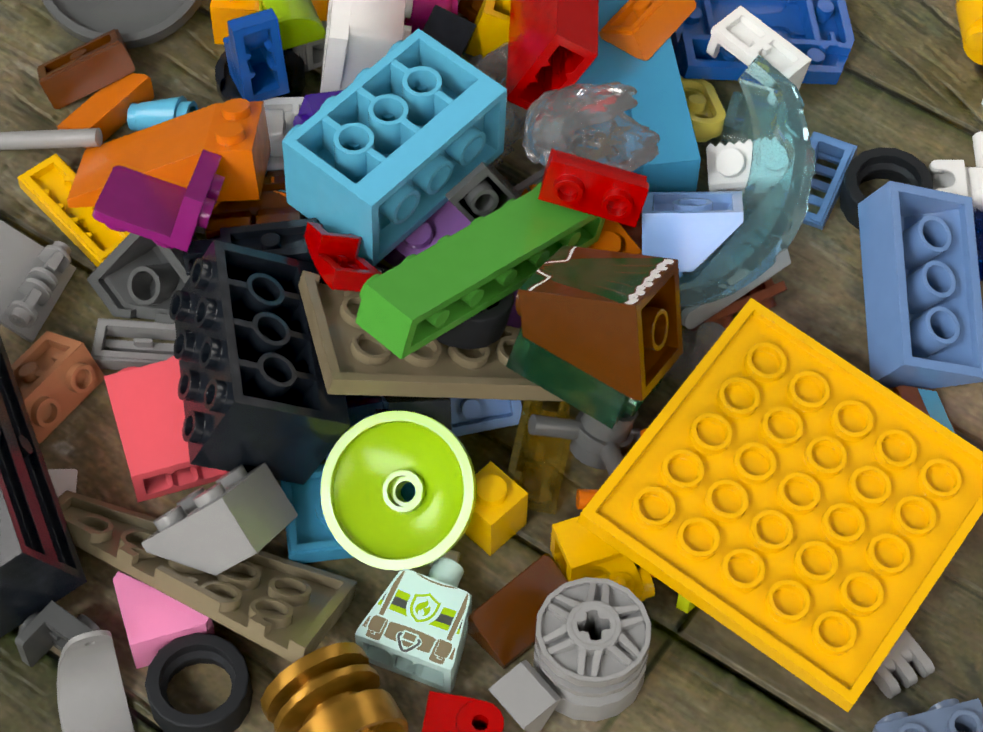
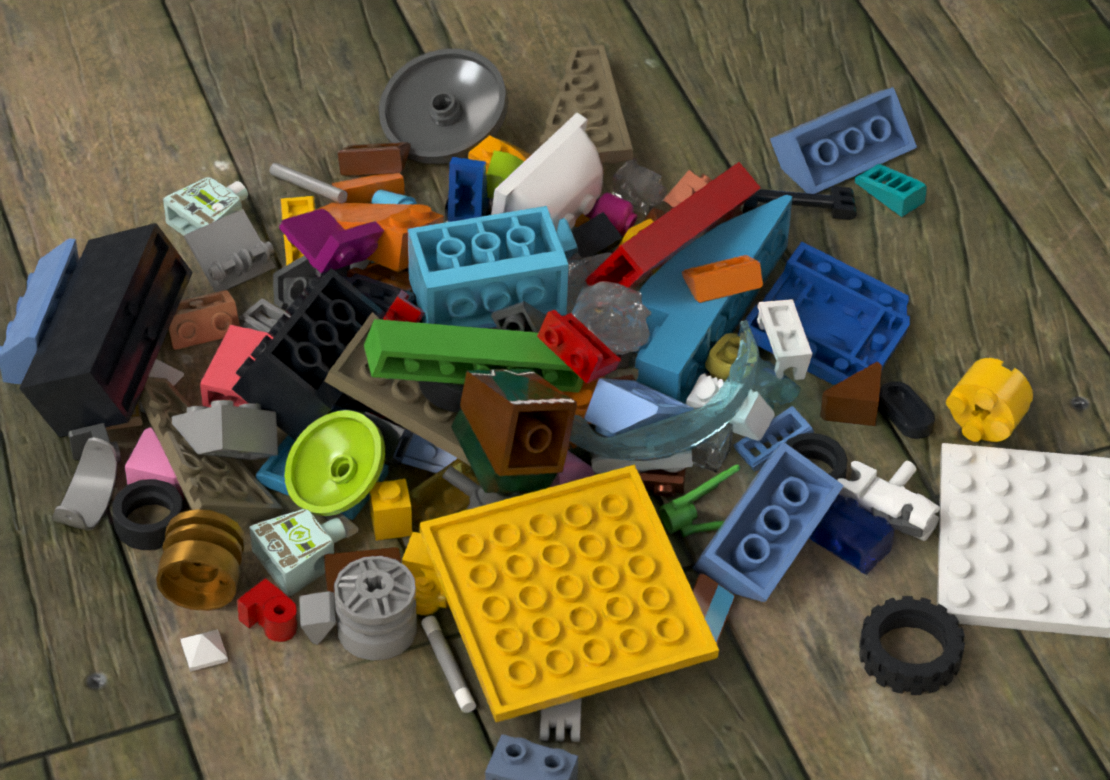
camera: 35 degrees right, 10 degrees down
(717, 668) = (448, 664): none -> light grey bar
(807, 316) = (681, 512): none -> bright green plant
(866, 87) = (854, 398): none -> reddish brown slope
(911, 73) = (906, 410): none -> black tile

